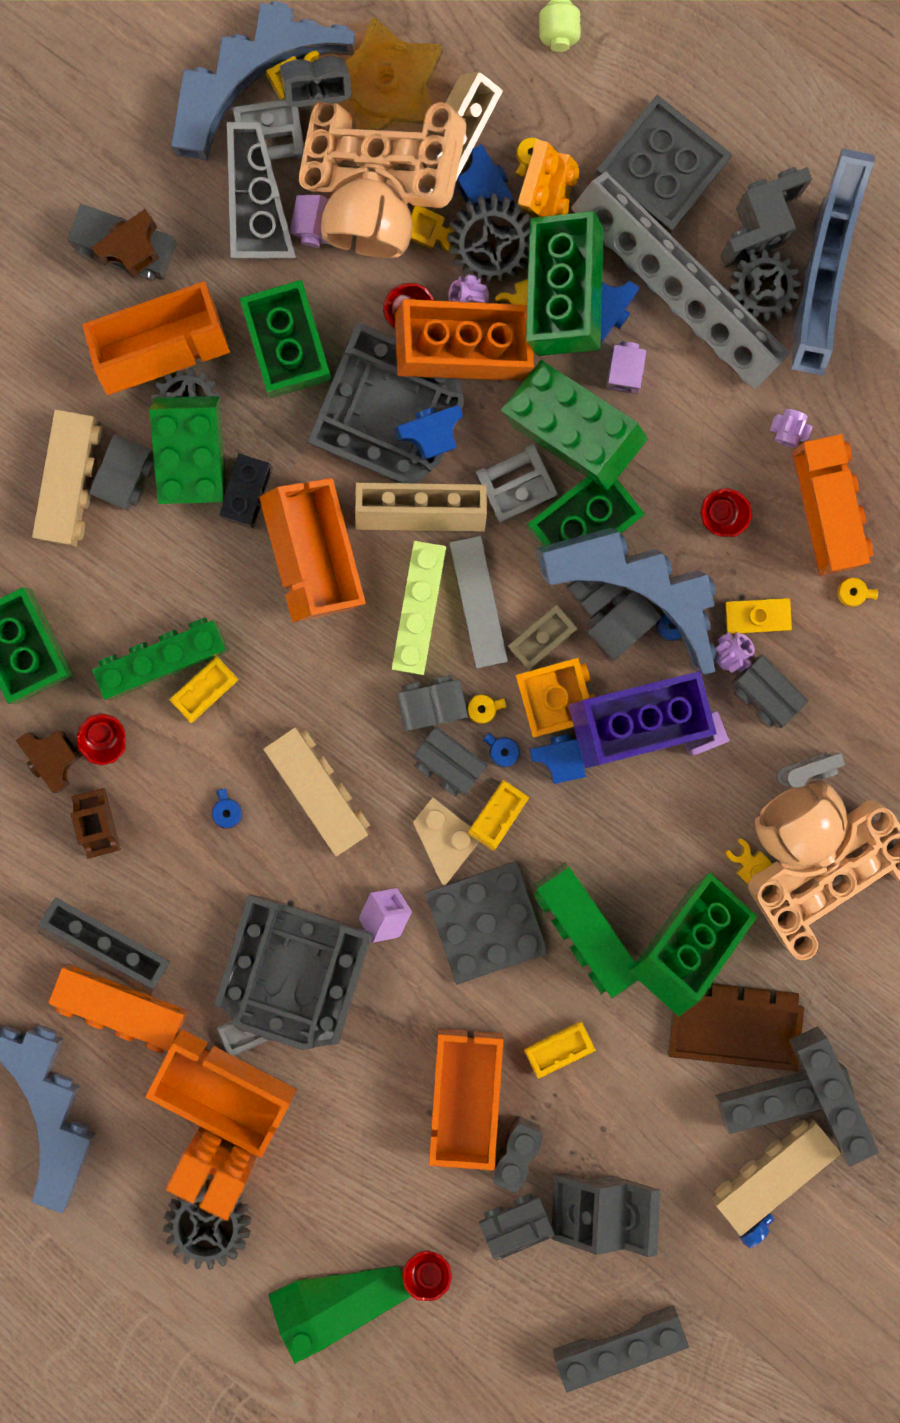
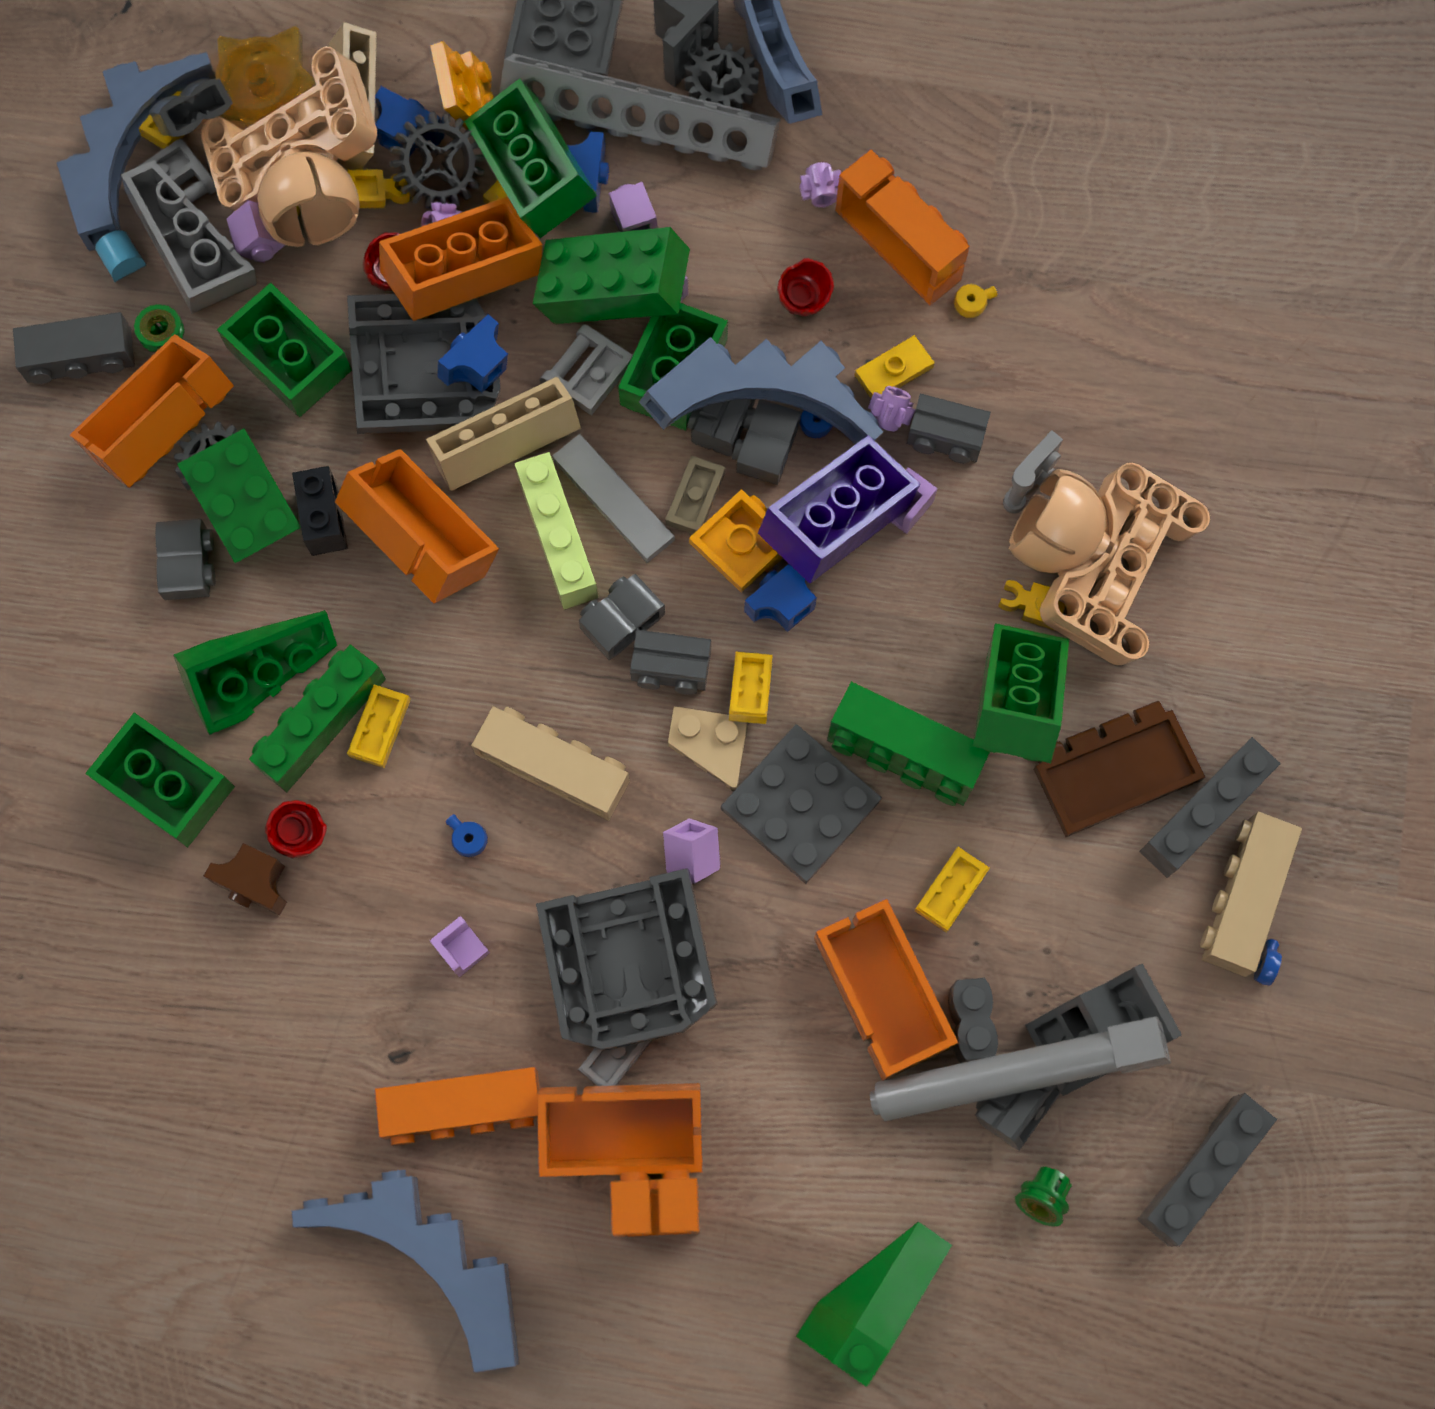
camera: 30 degrees left, 15 degrees down
(66, 478) = (128, 595): tan brick -> none
(94, 823) = (334, 922): reddish brown brick -> none
(102, 946) = (408, 1043): dark grey brick -> none
(124, 587) = (245, 668): none -> green wedge
(129, 244) = (80, 335): reddish brown brick -> none
(176, 893) = (459, 946): none -> lavender panel
(188, 258) = (148, 330): none -> piece
(197, 176) = (119, 254): none -> medium azure brick
(214, 1235) = (654, 1279): dark grey gear -> none
(427, 1276) = (955, 1208): red hair -> none
(490, 708) = (680, 589): yellow piece -> none
(496, 1302) = (1045, 1197): none -> green piece
(497, 745) = (711, 623): blue piece -> none
(523, 156) = (429, 84): yellow piece -> none
(539, 1222) = (1121, 1048): none -> light grey brick
(834, 1096) = (1286, 788): dark grey arch -> none

